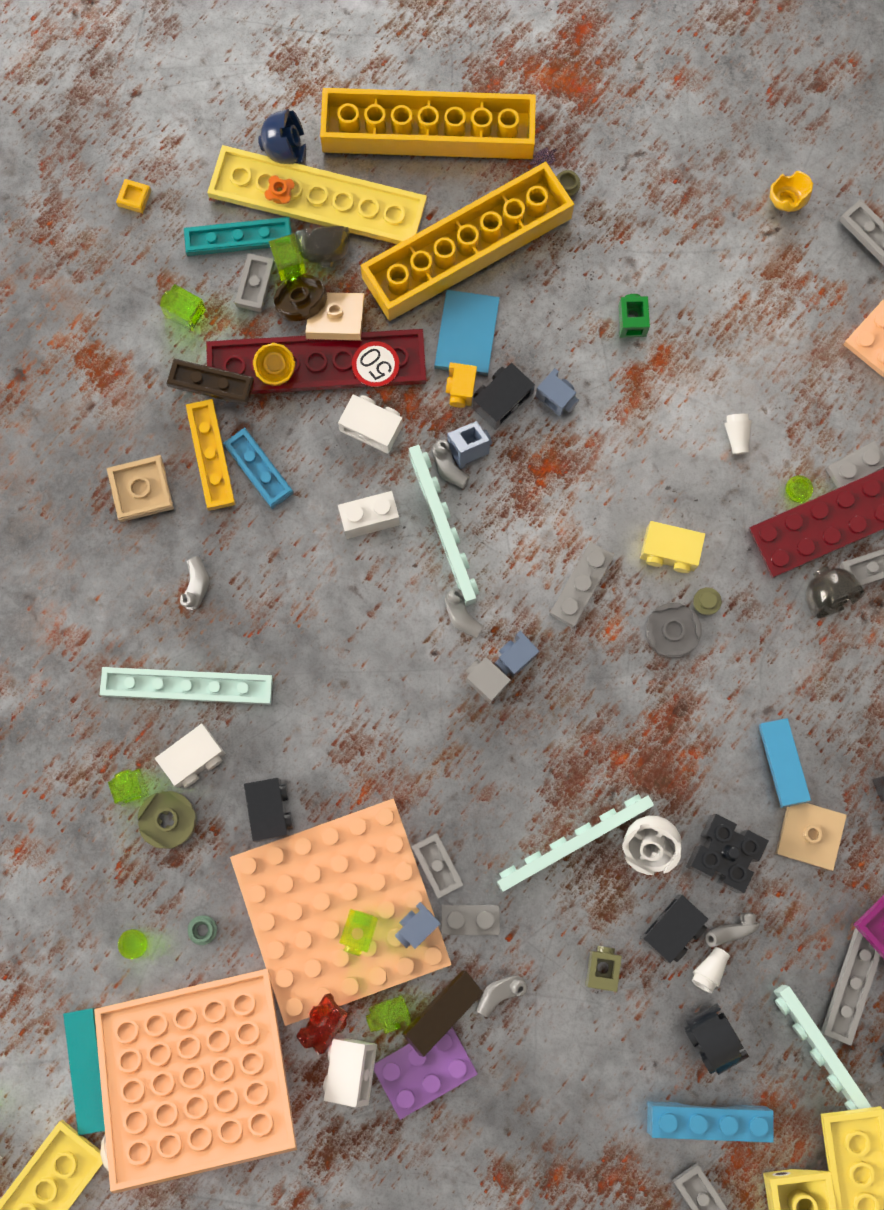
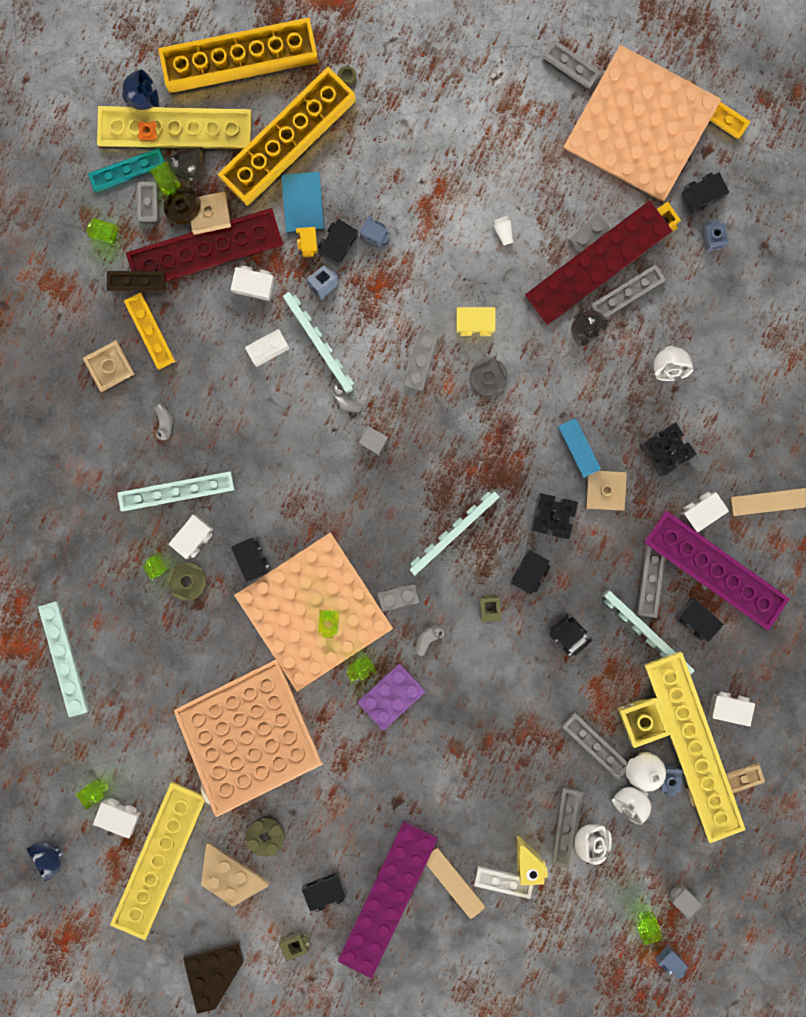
camera: 15 degrees left, 10 degrees up
(84, 1070) = (177, 748): teal tile -> none
(132, 944) = (186, 664): clear neon green plate -> none
(133, 196) = (46, 157): yellow tile -> none
(193, 927) = (222, 645): sand green plate -> none
(258, 468) = (184, 332): dark azure tile -> none
(274, 364) = (176, 259): yellow hair -> none
(324, 1023) = (320, 685): clear red hips -> none
(350, 1072) = (344, 709): white brick -> none
(375, 364) = (245, 241): sticker -> none
(416, 927) = (365, 610): sand blue brick -> none
(437, 865) = (369, 568): light grey plate -> none
(442, 1013) = (394, 660): dark brown tile -> none
(446, 466) = (311, 301): light grey arm -> none
(516, 655) = (388, 419): sand blue brick -> none
(544, 156) = (326, 61): plate -> none
(634, 326) = (416, 171): green brick -> none
(652, 845) = (504, 522): white cylinder -> none
(707, 601) = (507, 352): olive plate -> none
(710, 971) = (559, 592): white cone -> none
(730, 1123) = (582, 685): dark azure arch -> none
(732, 932) = (567, 565): light grey arm -> none
(791, 192) = (504, 45): yellow hair -> none
(799, 489) = (552, 259): clear neon green plate -> none

